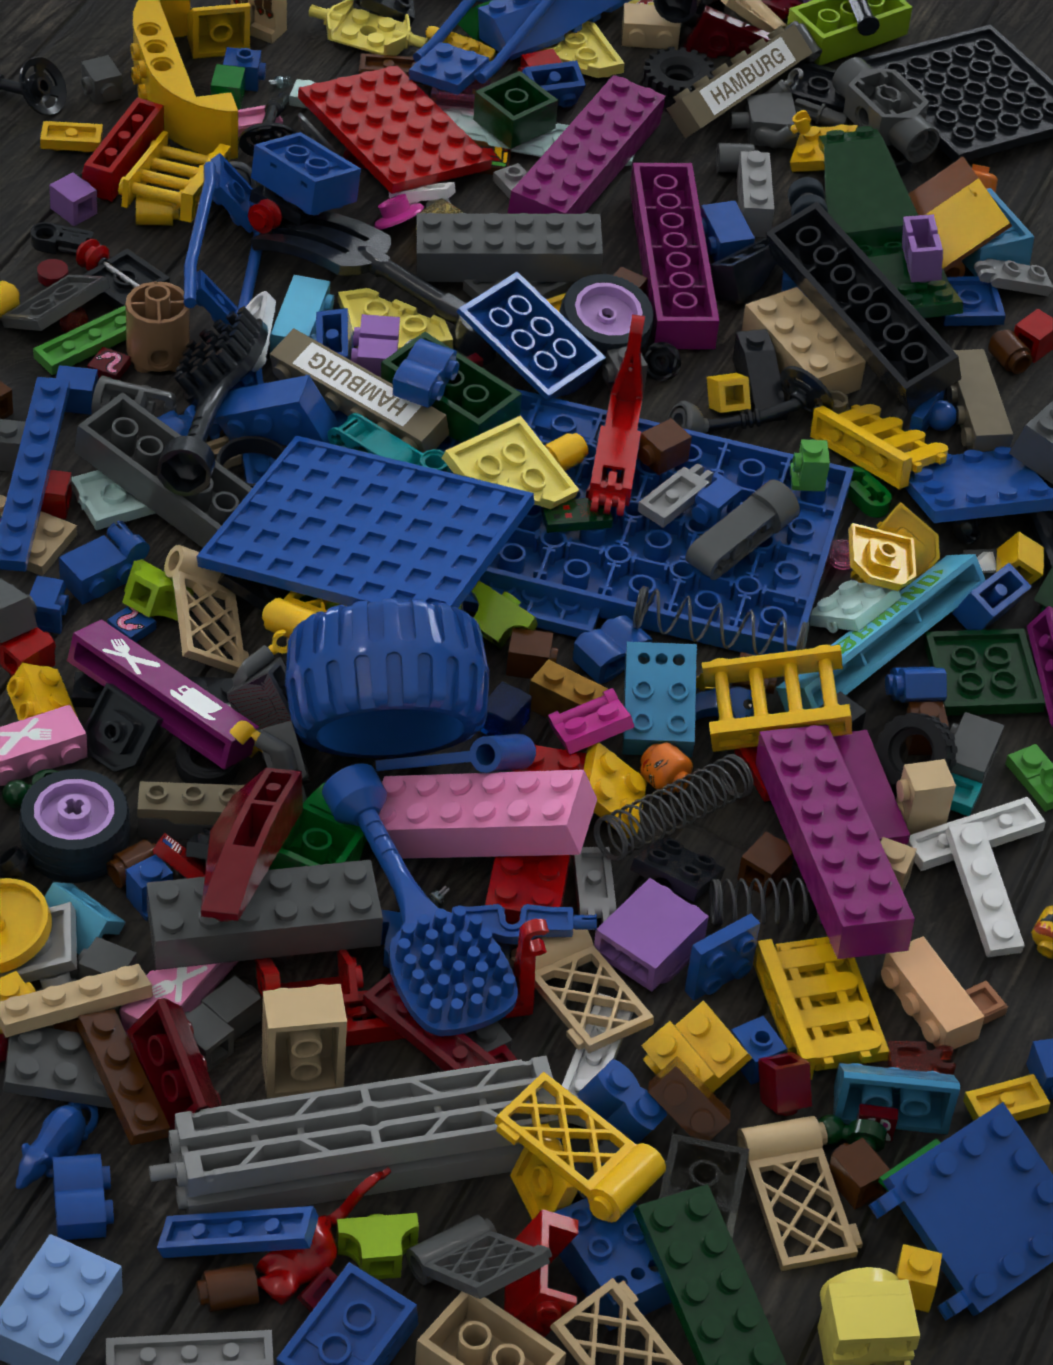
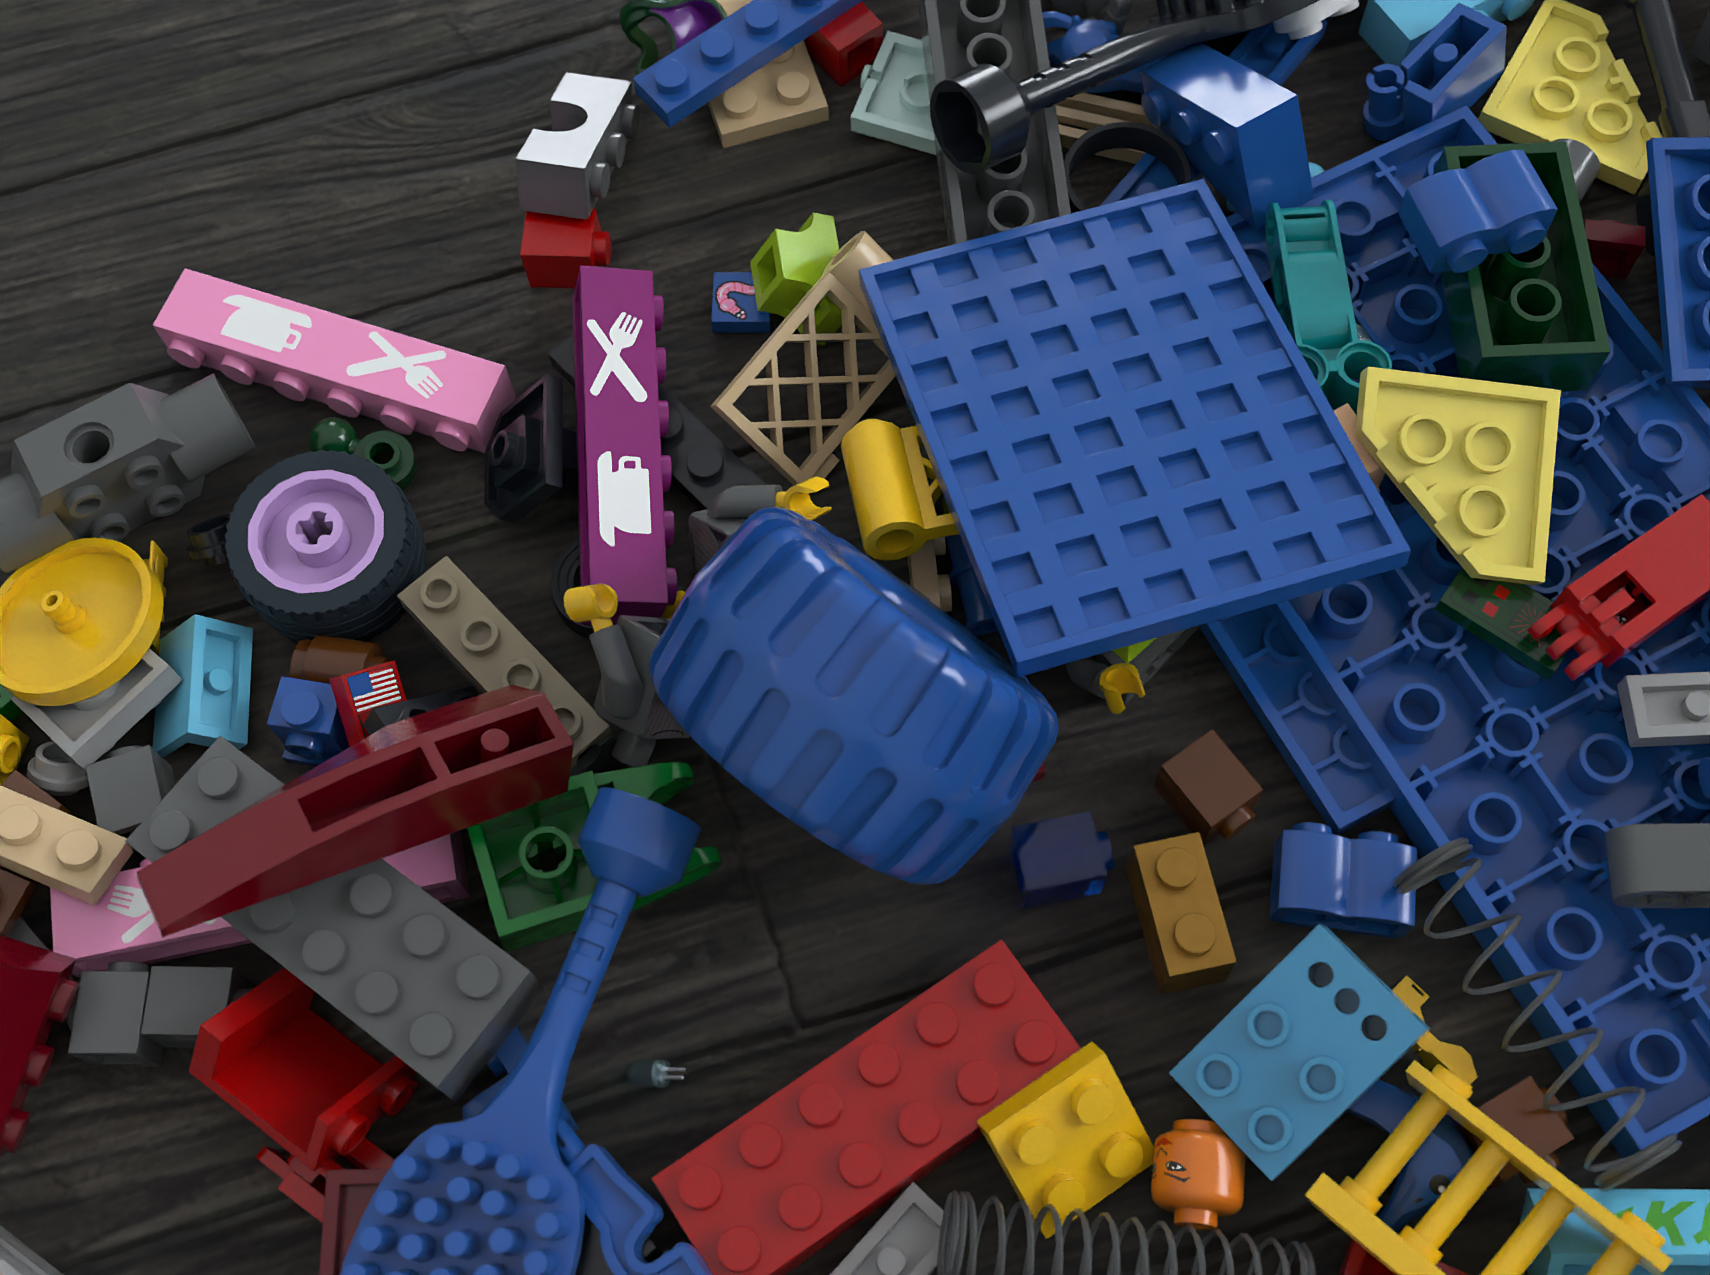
camera: 55 degrees right, 20 degrees up
(37, 690) = (517, 322): yellow bracket -> none
(50, 603) = (664, 192): blue brick -> none
(102, 563) = (783, 183): blue hinge -> none
(303, 1039) = (155, 1171): tan brick -> none
(356, 390) = (1374, 167): dark tan brick -> none
(376, 341) = (1492, 107): medium lavender piece -> none
(486, 755) = (878, 948): blue piece -> none
(488, 813) = (796, 1043): bright pink brick -> none
(499, 614) = (1218, 690): lime brick -> none
(568, 450) = (1595, 497): yellow brick -> none
(591, 722) = (1128, 1023): dark pink plate -> none

